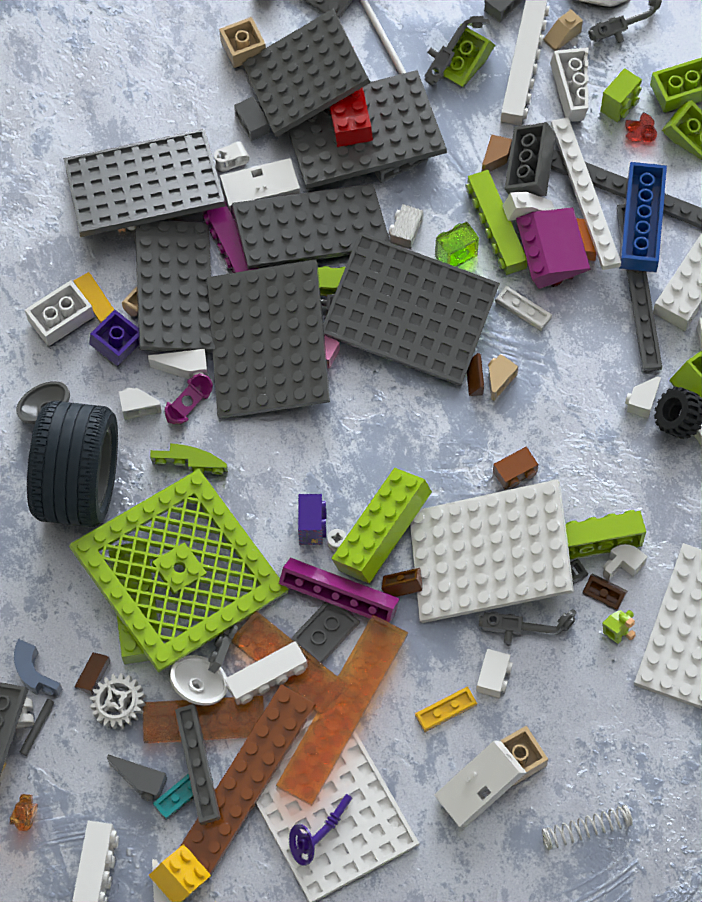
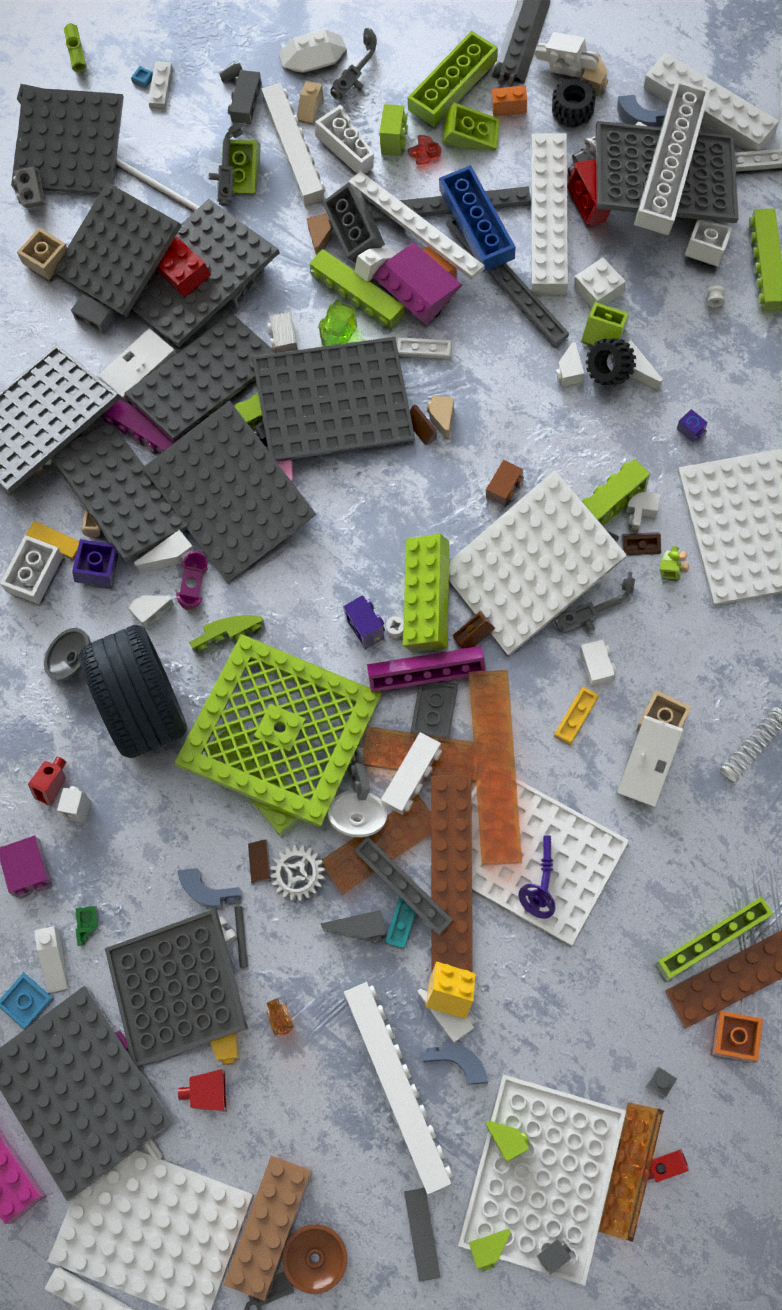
camera: 25 degrees left, 5 degrees up
(232, 156) = (96, 354): white piece -> none

